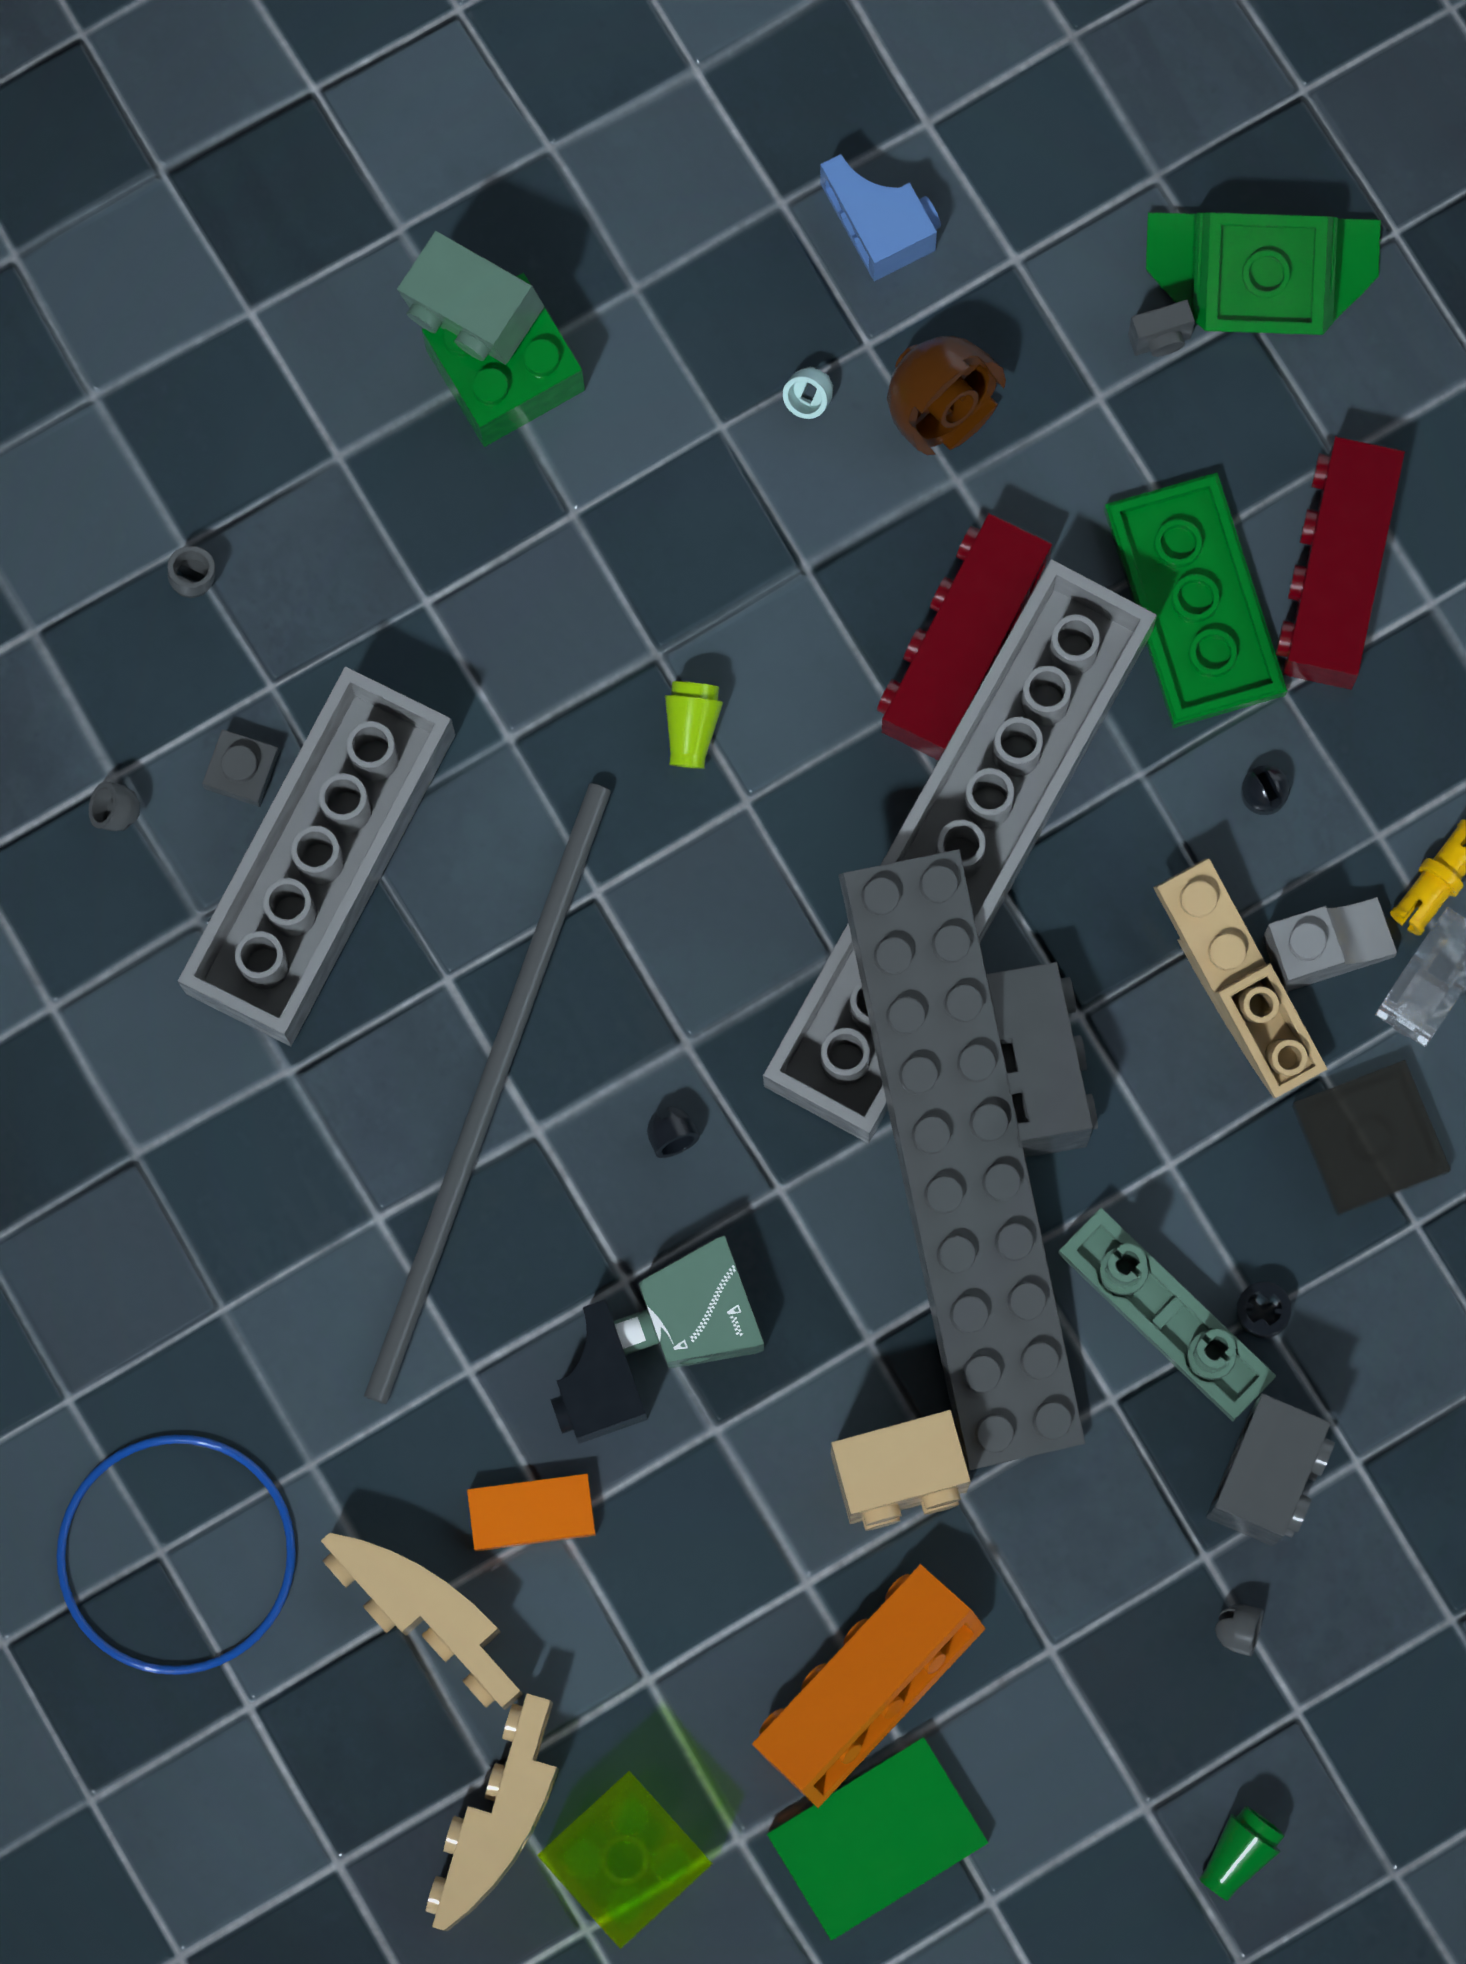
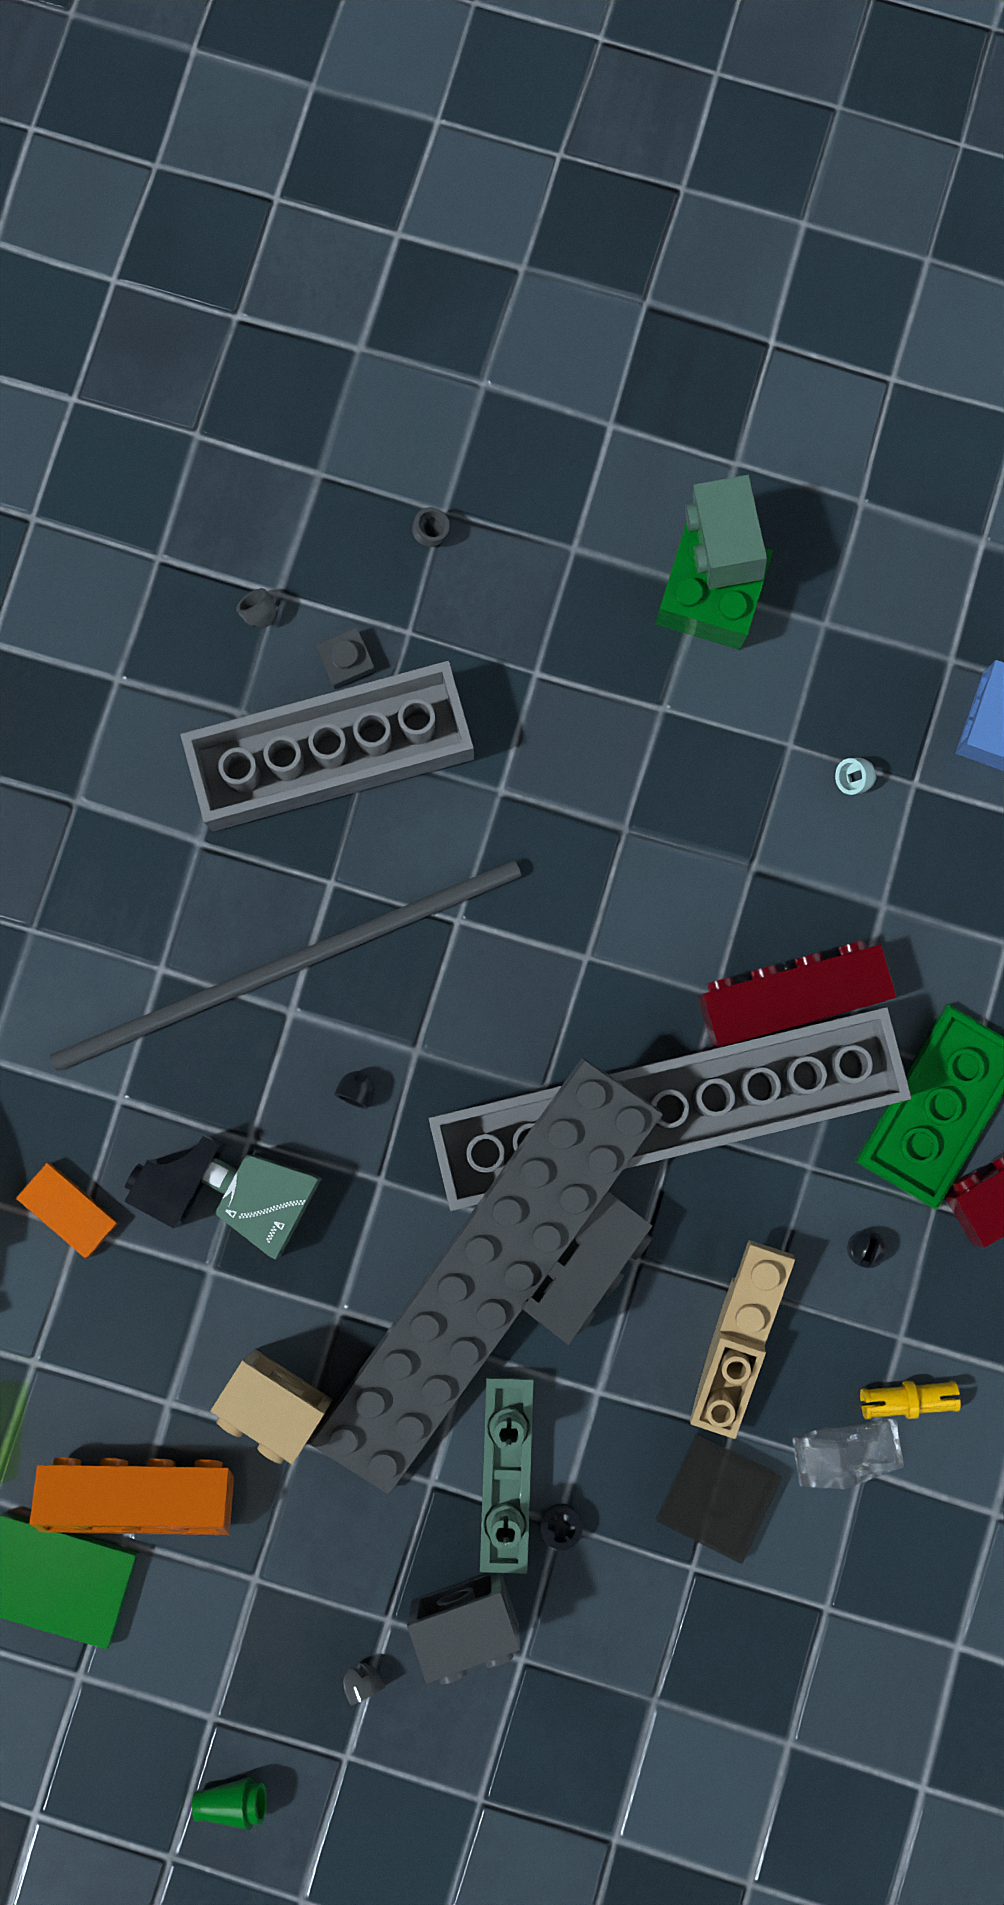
camera: 40 degrees right, 5 degrees up
(691, 722) = (602, 885): lime cone -> none
(943, 392) = (927, 852): reddish brown cylinder -> none
(1328, 943) = (810, 1370): light grey arch -> none

